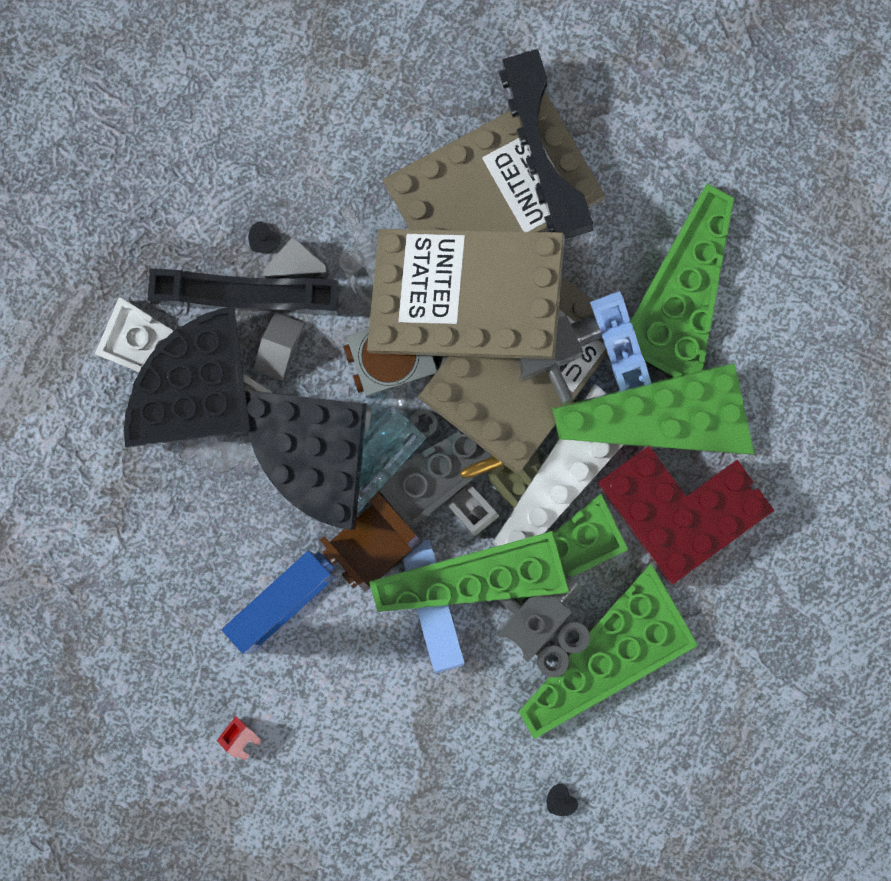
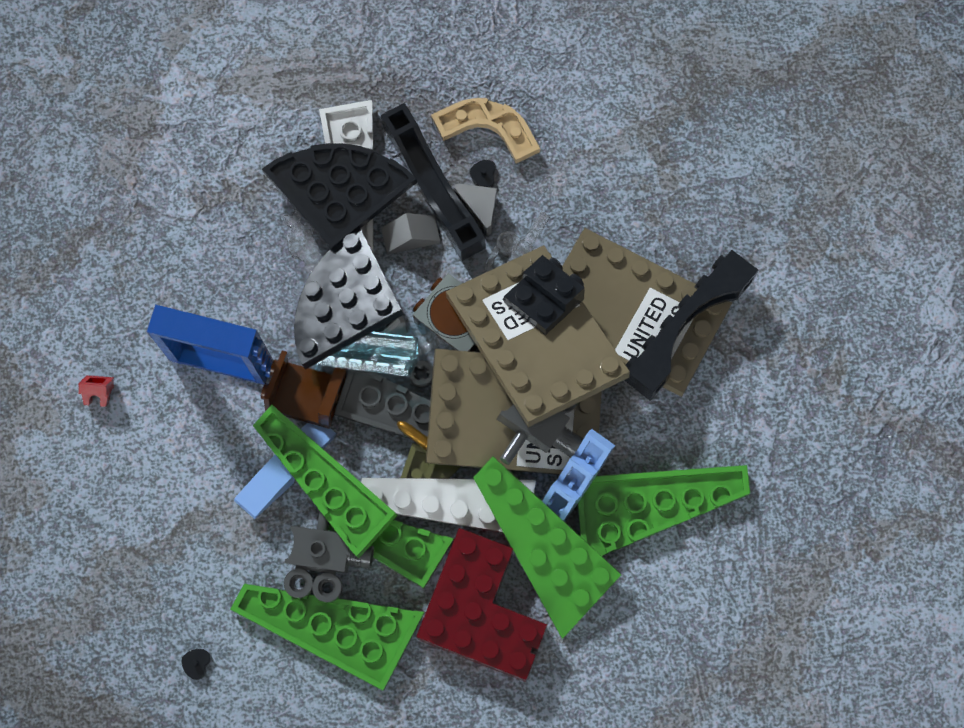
camera: 60 degrees right, 10 degrees down
(209, 193) = (490, 115): none -> tan plate
(434, 260) = (545, 294): none -> black plate
(472, 509) = (377, 451): light grey slope -> none

